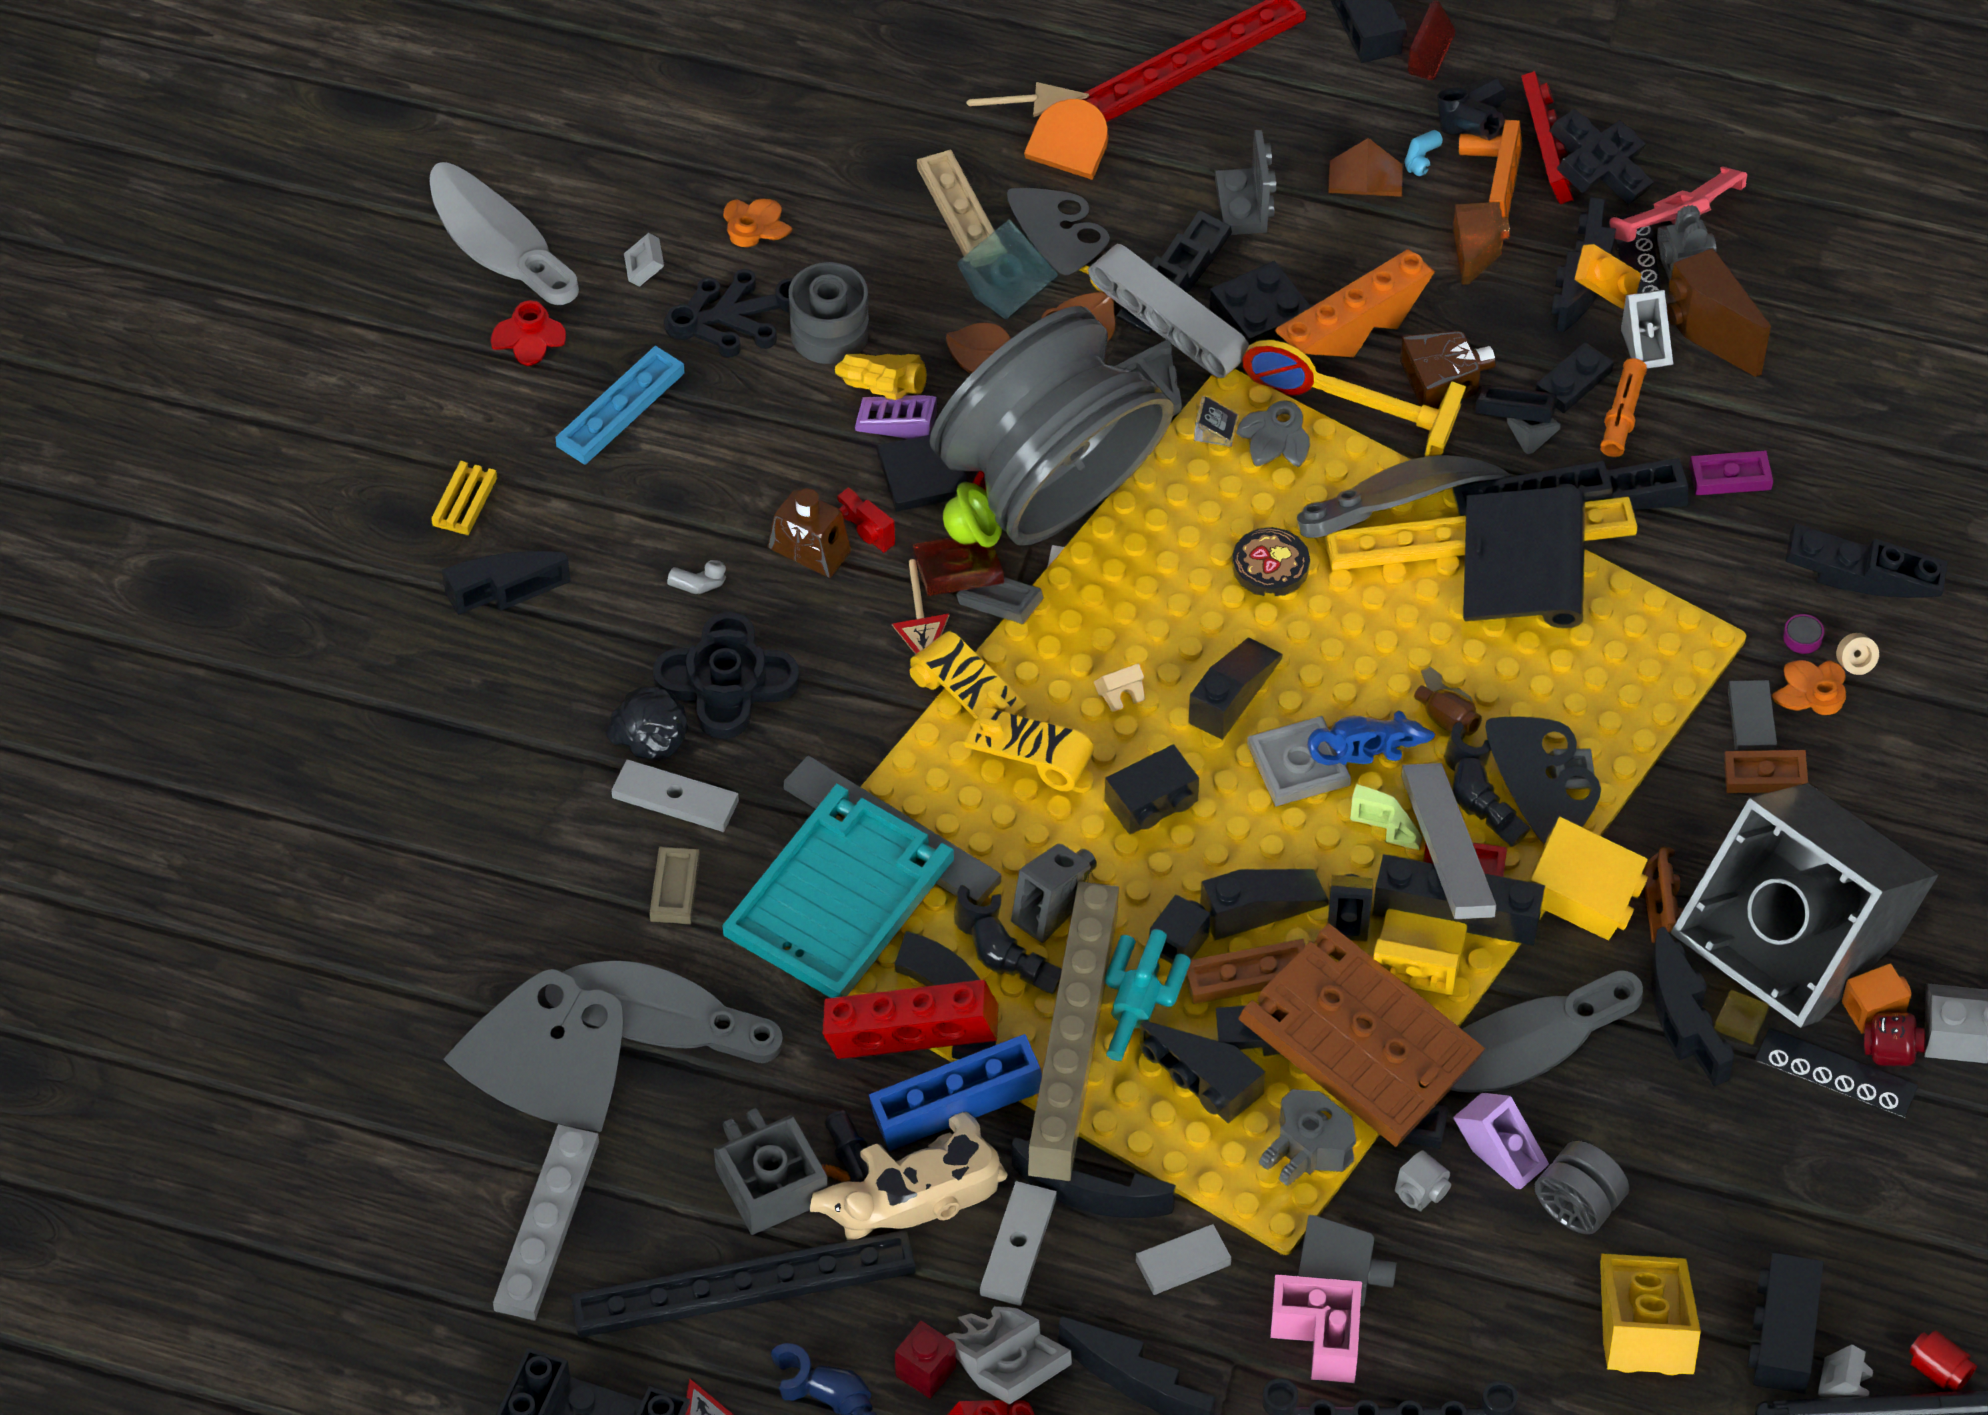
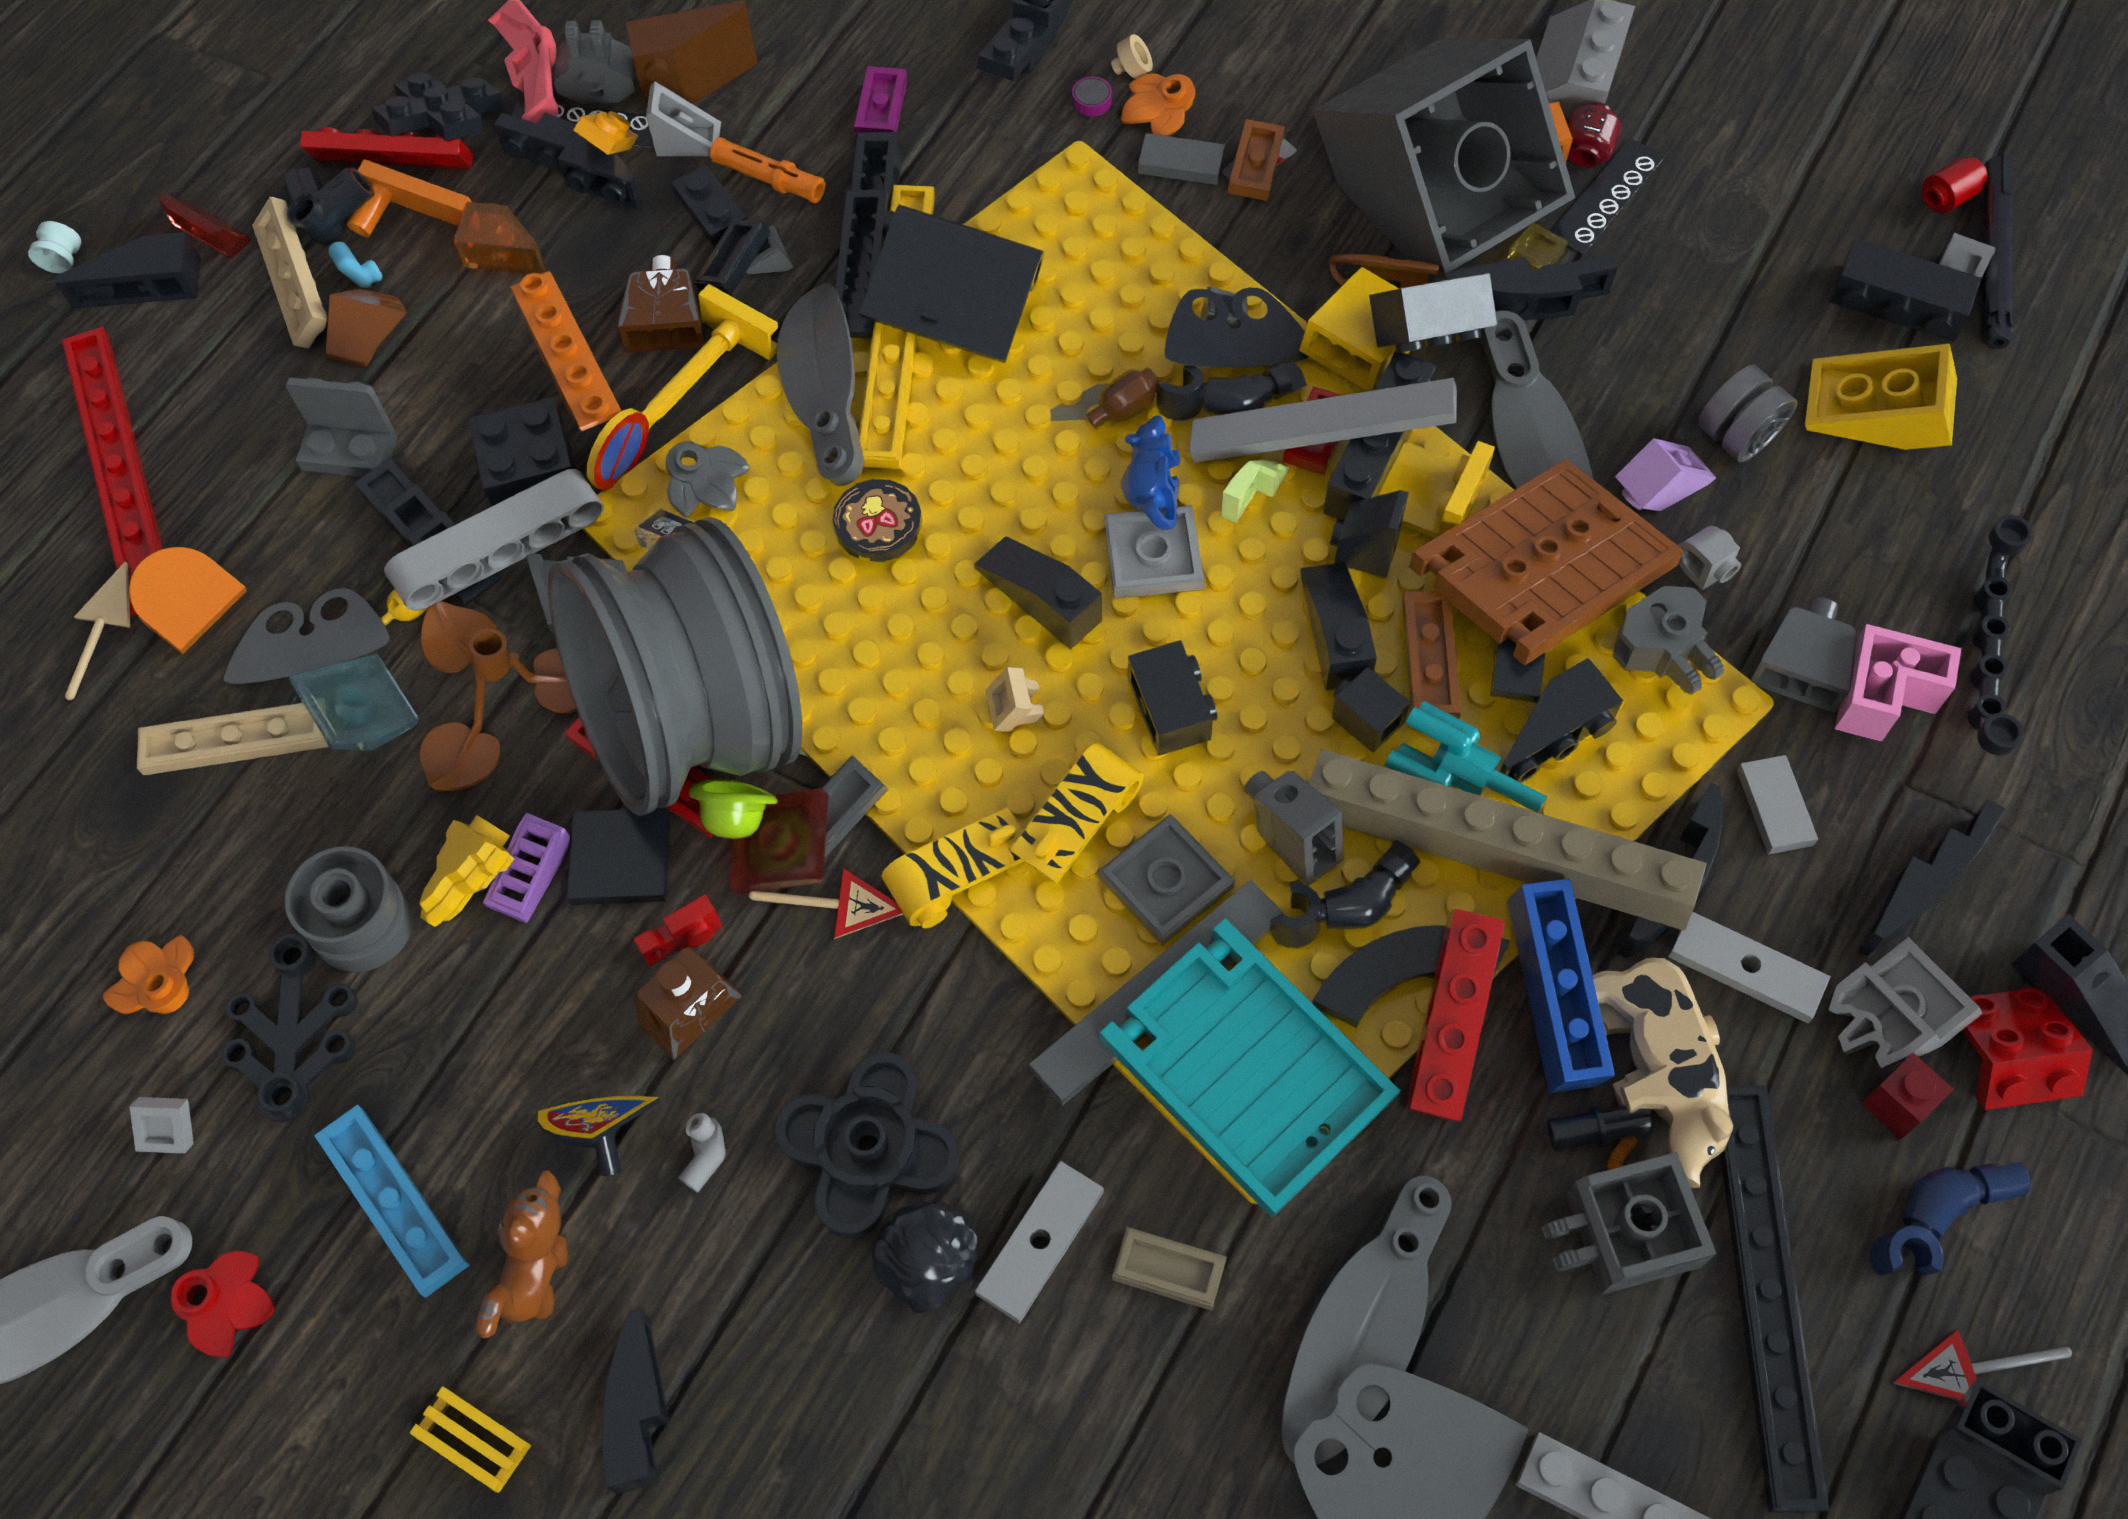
camera: 75 degrees left, 10 degrees up
(597, 490) = (534, 1252): none -> dark orange animal
(700, 499) = (592, 1124): none -> shield
(990, 821) = (1166, 879): none -> dark grey tile
(1386, 118) = (289, 273): none -> tan plate
(1596, 908) = (1433, 313): none -> brick

